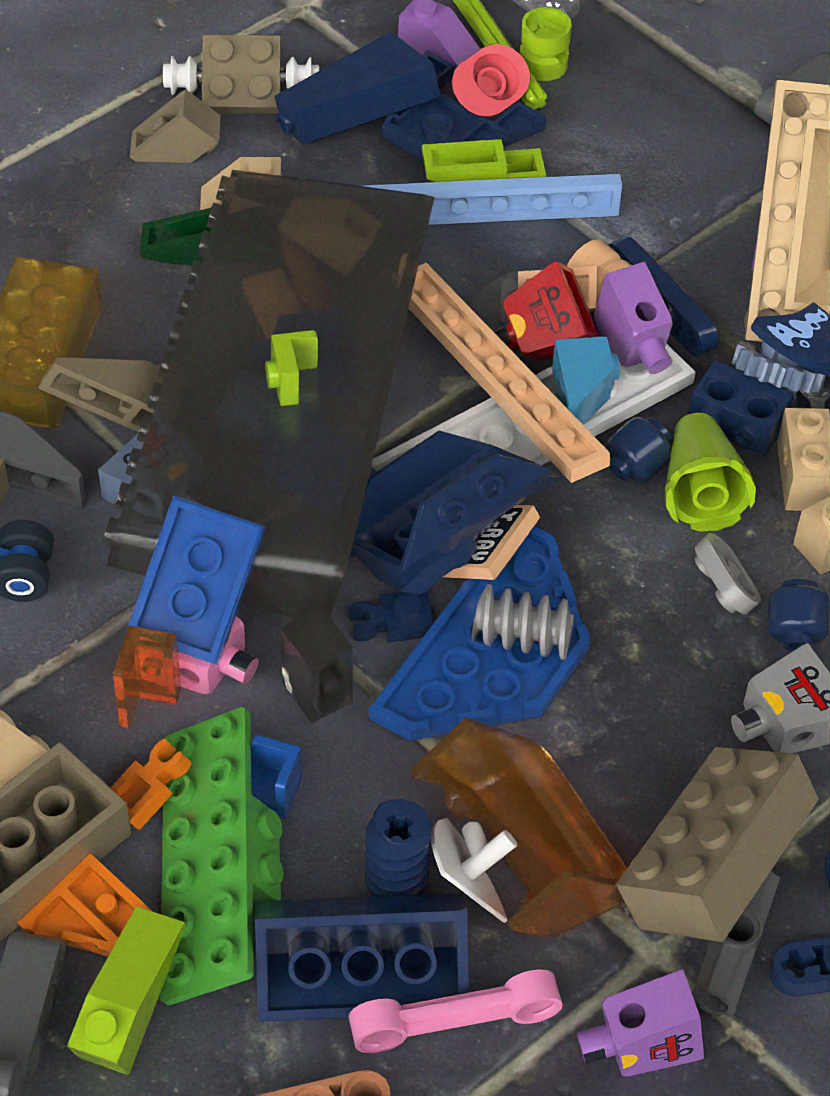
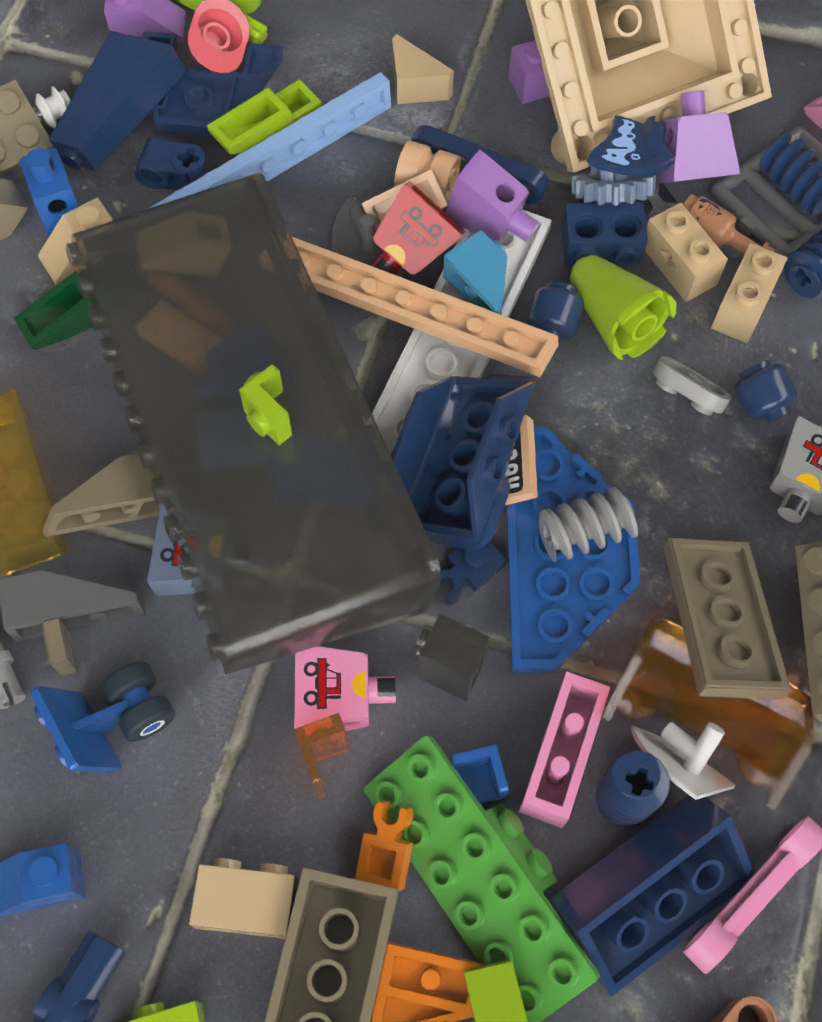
camera: 30 degrees left, 15 degrees up
(197, 577) = (320, 650): blue tile -> none
(247, 121) = (46, 183): none -> blue torso
(343, 802) = (564, 750): none -> bright pink brick
(368, 163) = (169, 164): none -> dark blue piece
(598, 771) = (725, 620): none -> dark tan tile
(659, 197) = (419, 75): none -> tan slope

